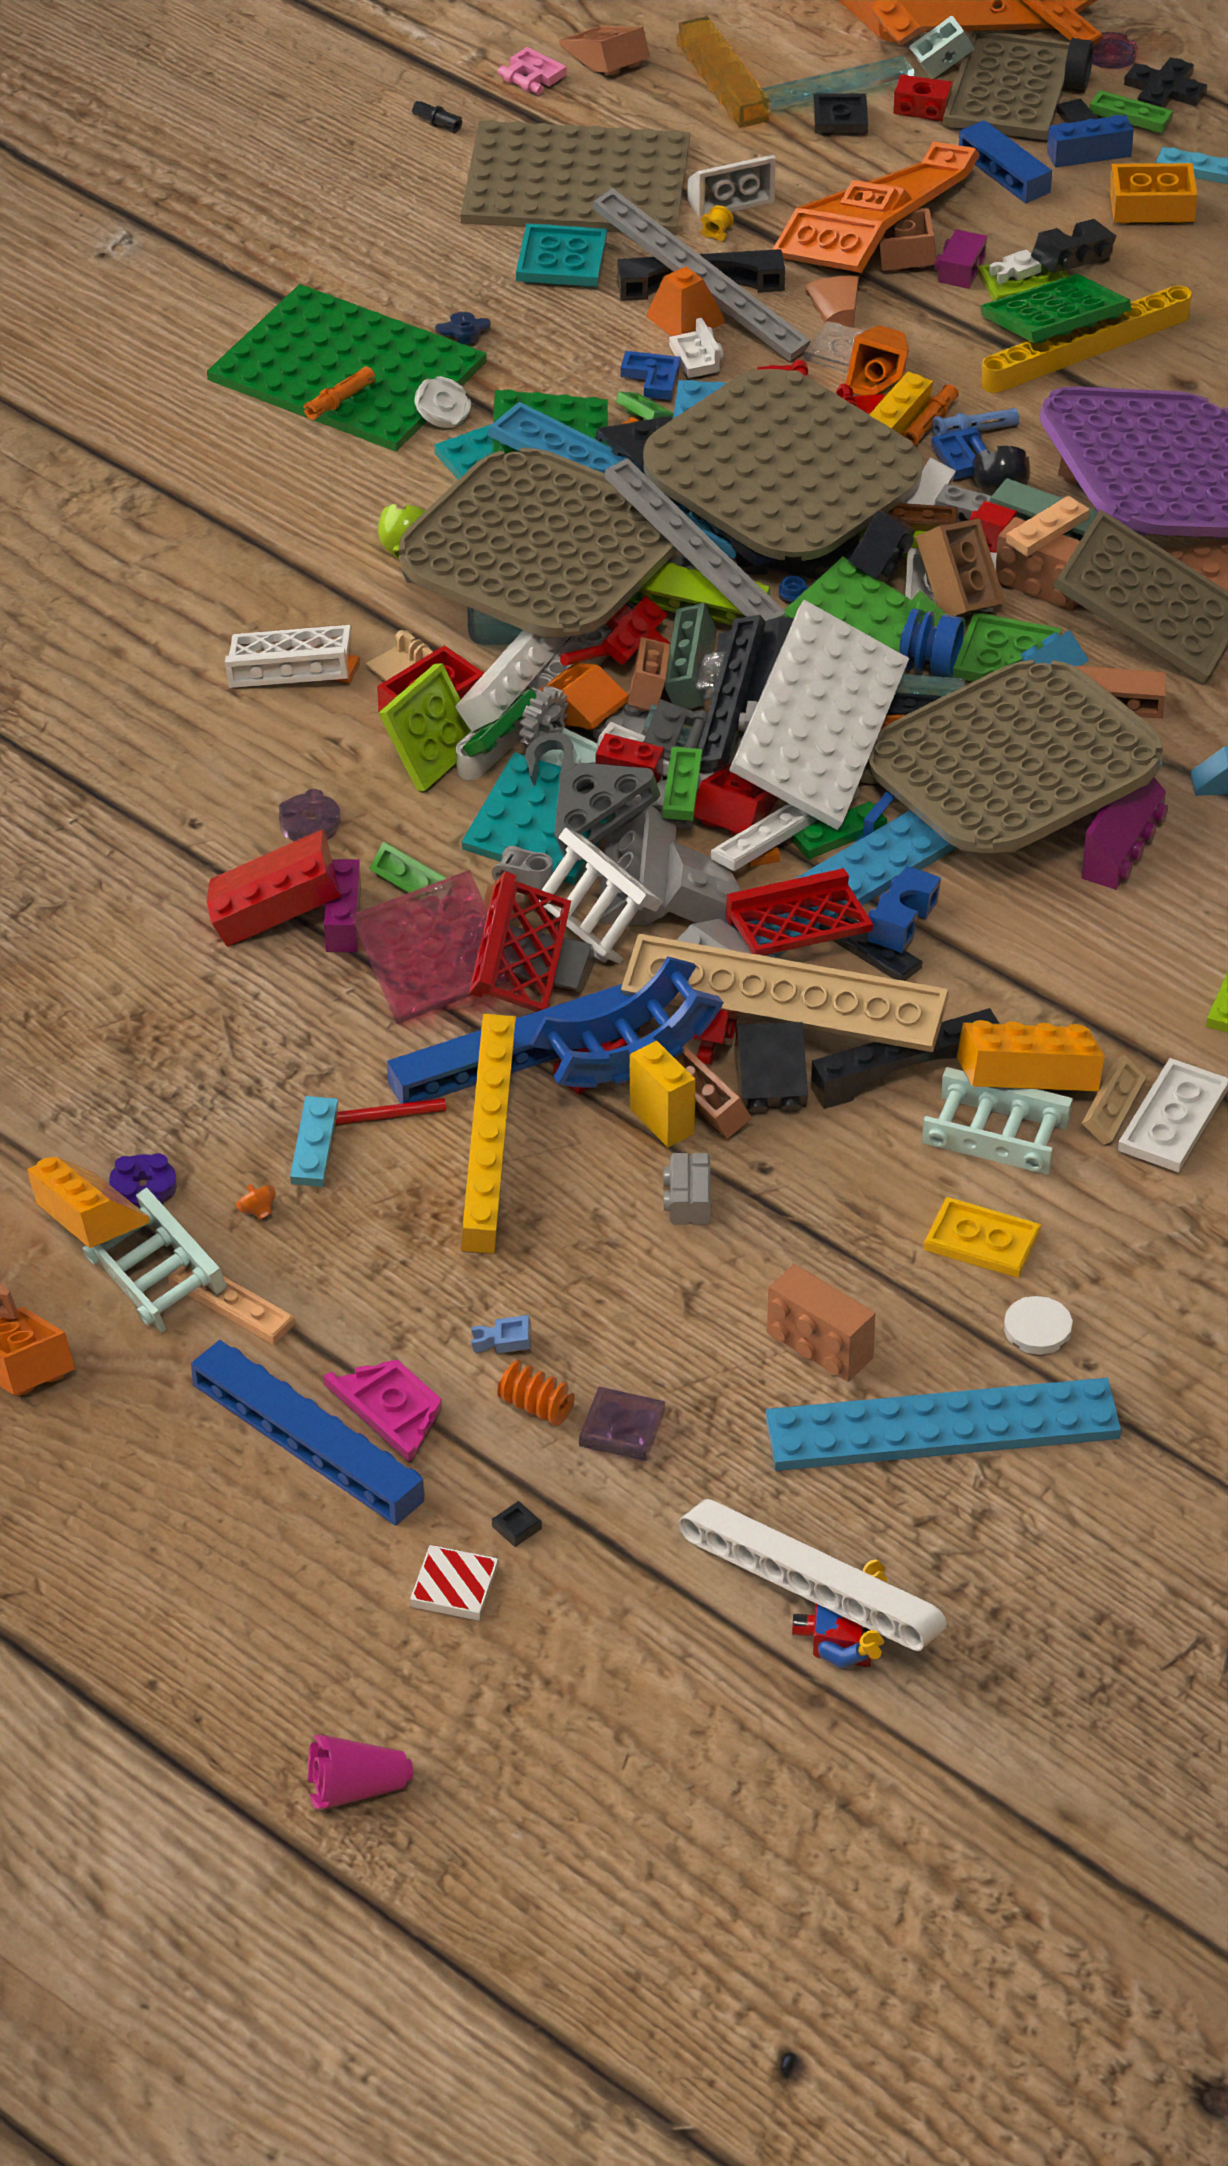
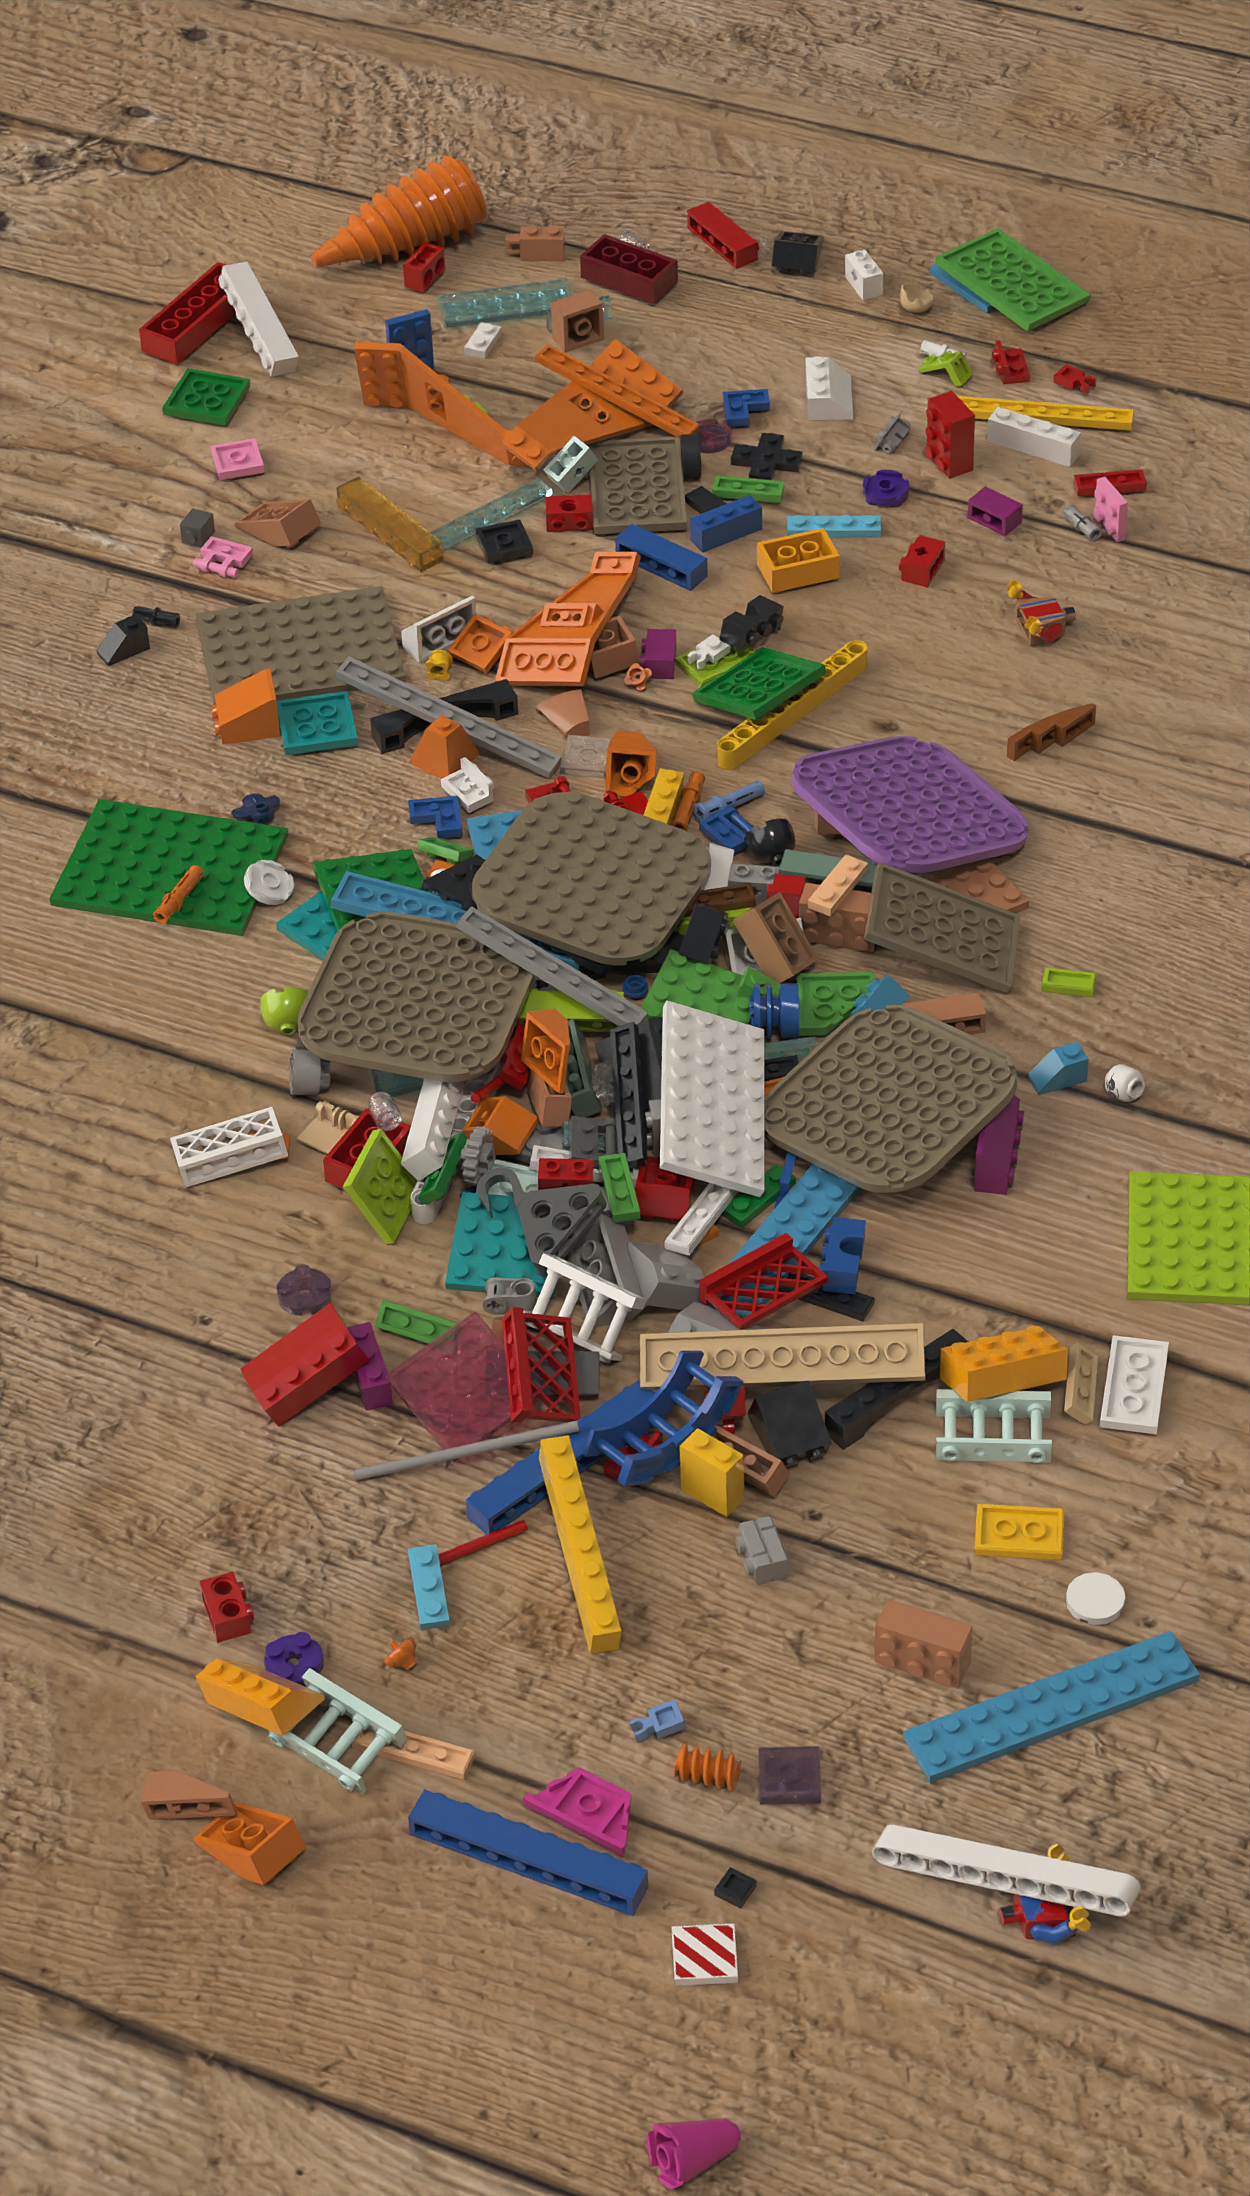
camera: 15 degrees left, 0 degrees up
(92, 1110) = (226, 1606): none -> red brick
(392, 132) = (124, 640): none -> black slope
(402, 600) = (308, 1073): none -> light grey piece
(406, 1013) = (466, 1450): none -> light grey piece
(459, 651) = (384, 1111): none -> clear brick
(491, 226) = (247, 710): none -> orange slope
(516, 35) = (197, 527): none -> dark grey brick
(658, 620) = (547, 1046): none -> orange slope
(769, 208) = (480, 643): none -> orange plate
(923, 273) = (636, 669): none -> orange plate
(1156, 22) = (740, 402): none -> blue plate

